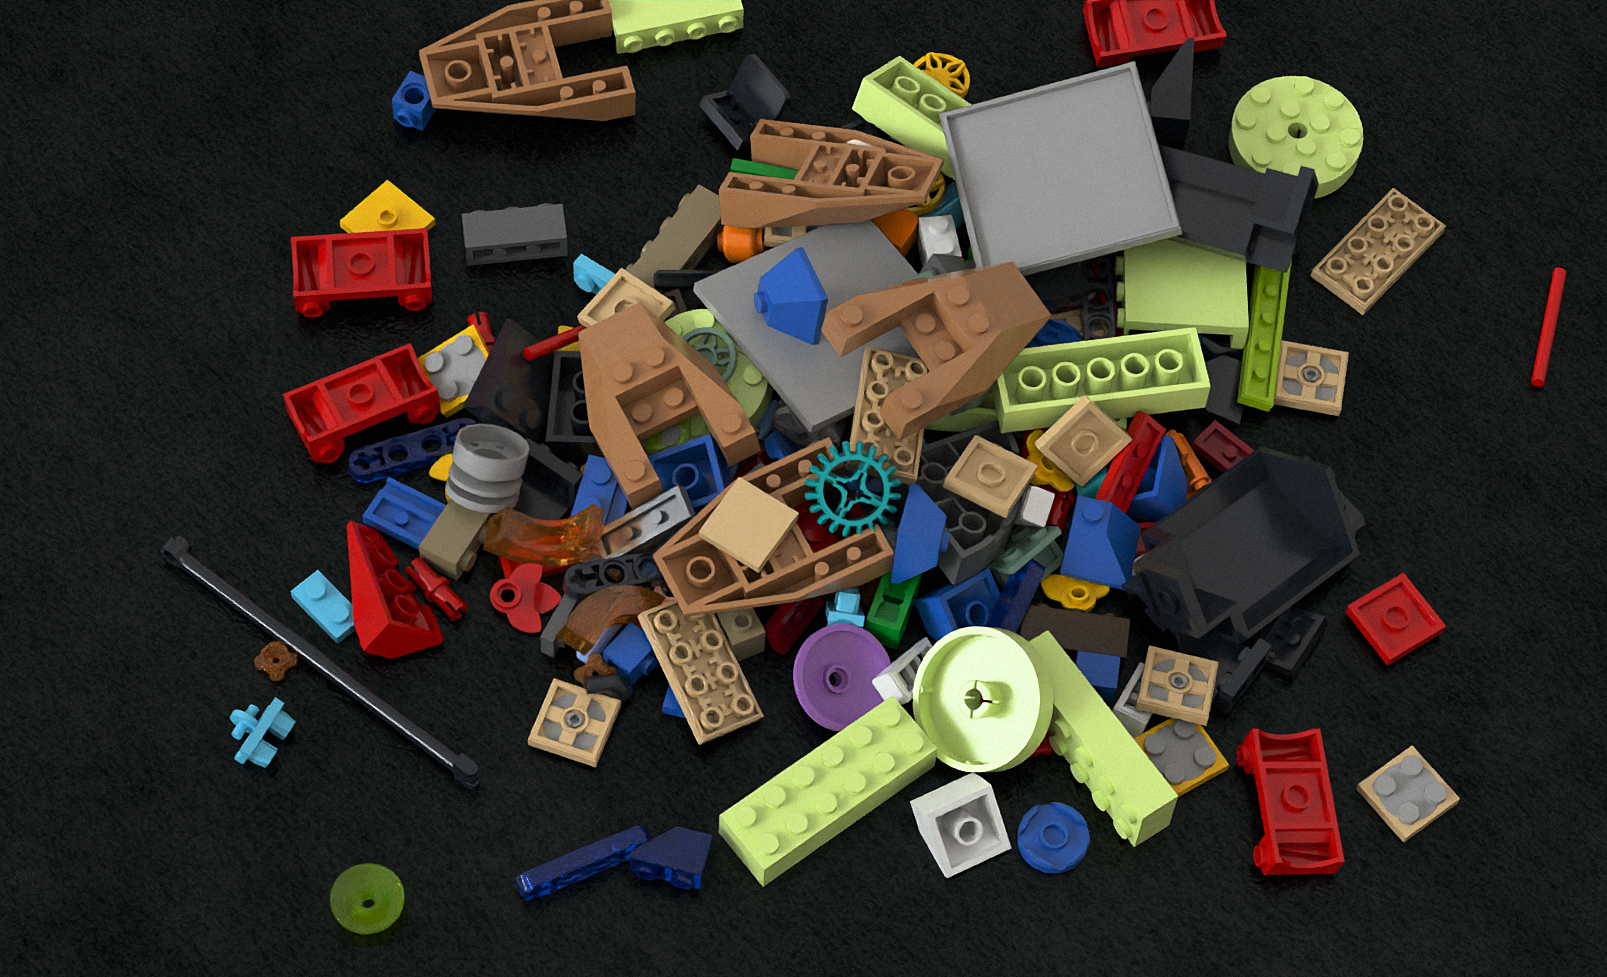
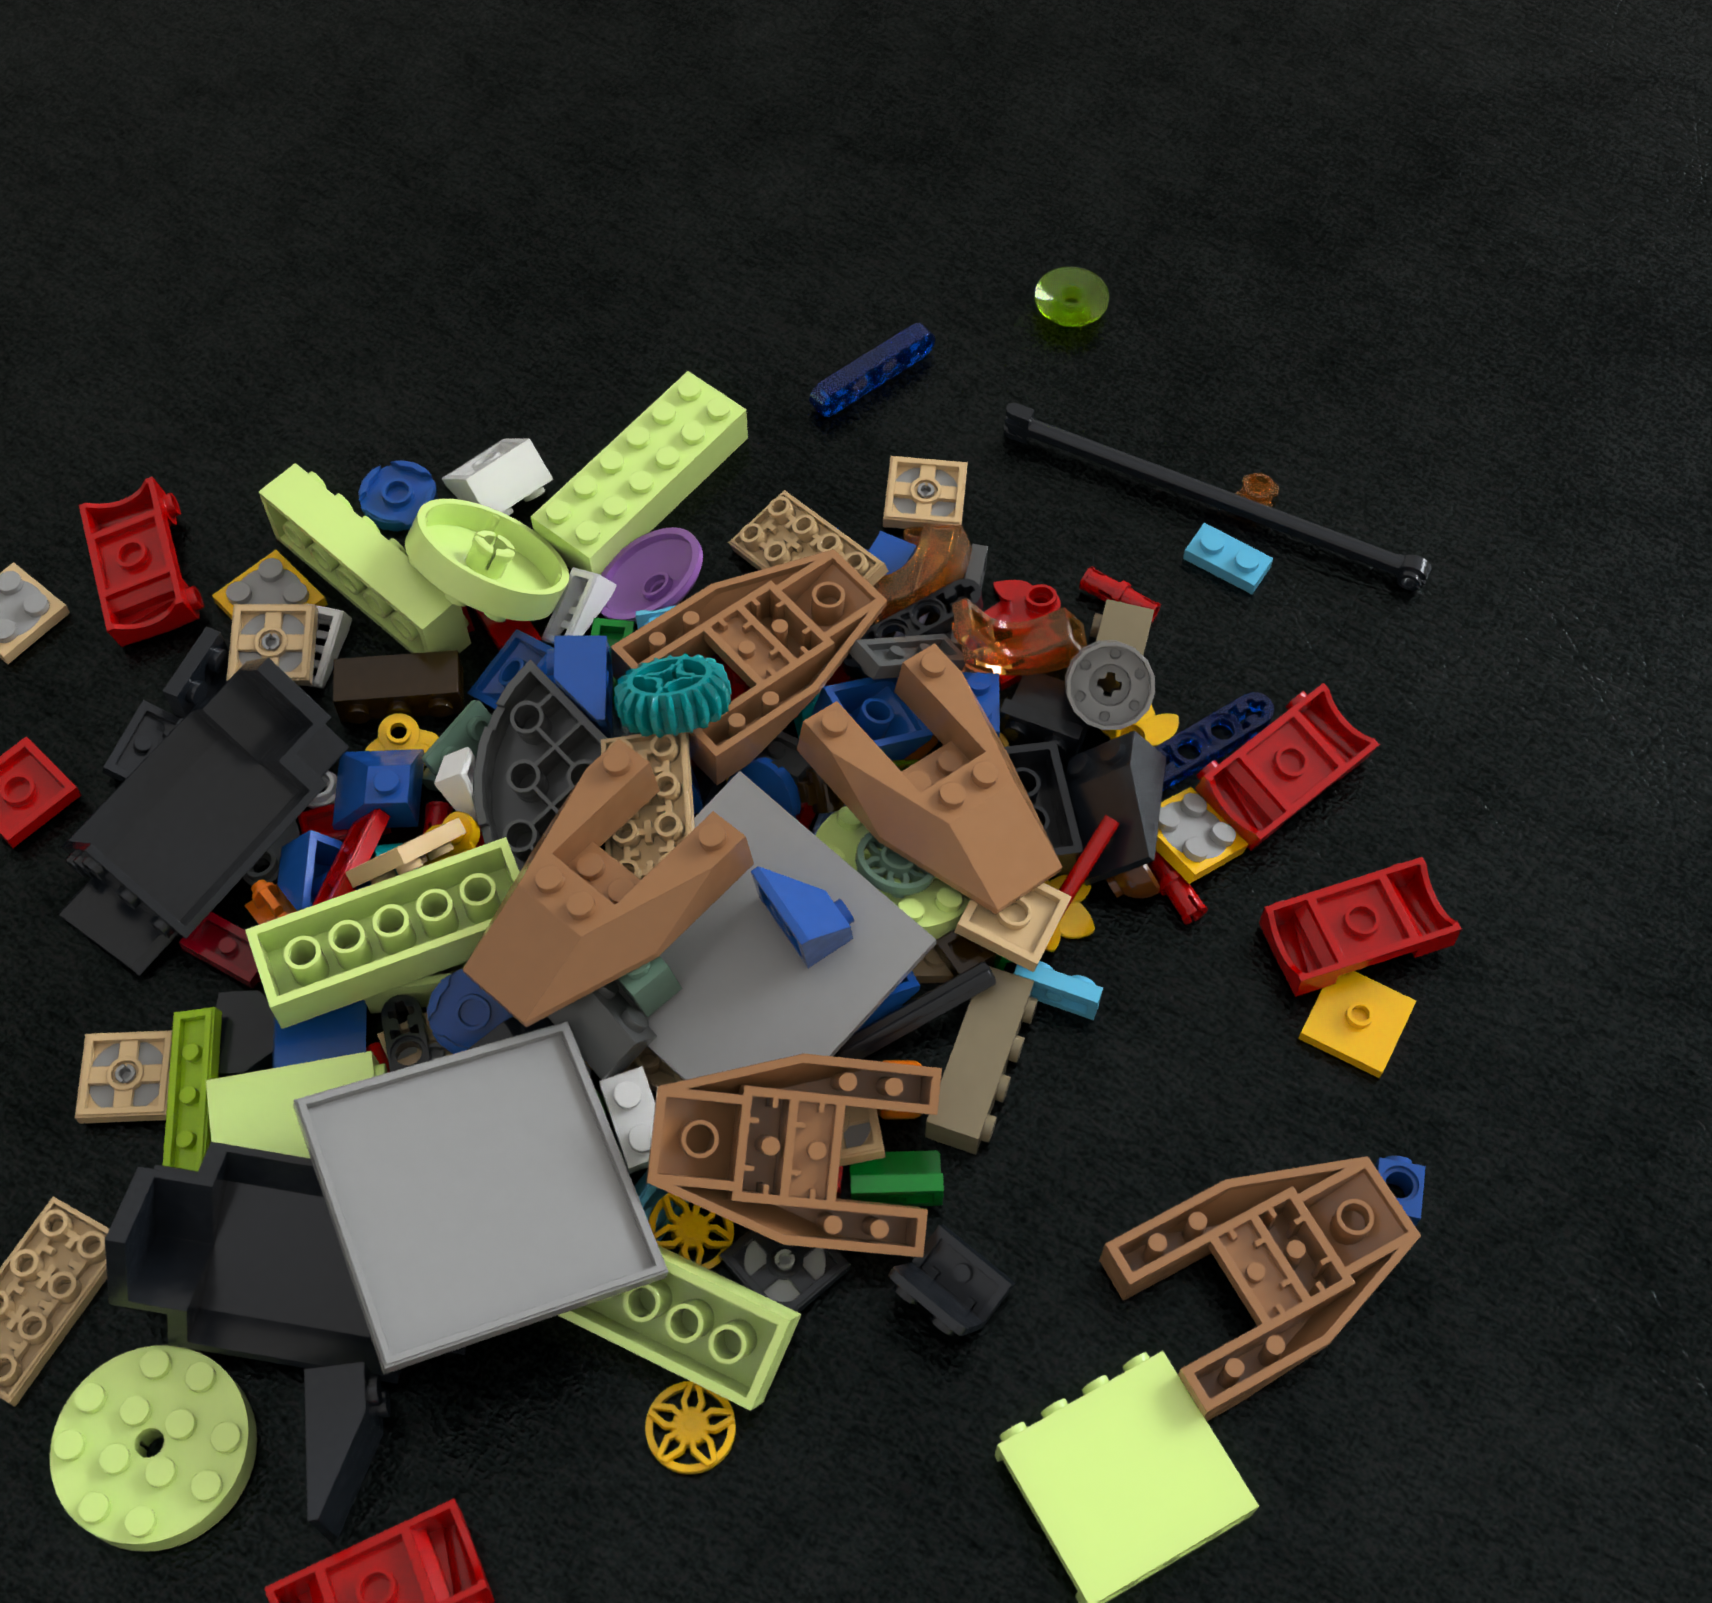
camera: 170 degrees right, 0 degrees up
(255, 747) = (1245, 415): medium azure hips -> none
(383, 601) = (1166, 564): red wedge -> none
(403, 513) = (1187, 663): blue plate -> none
(514, 234) = (1193, 1031): dark grey brick -> none
(611, 684) = (902, 521): black arm -> none
(674, 857) = (782, 389): clear blue slope -> none
(748, 524) = (785, 639): tan tile -> none
(990, 476) = (513, 775): tan plate -> none
(1016, 597) = (495, 640): clear blue beam -> none
(1100, 672) = (370, 639): blue brick -> none

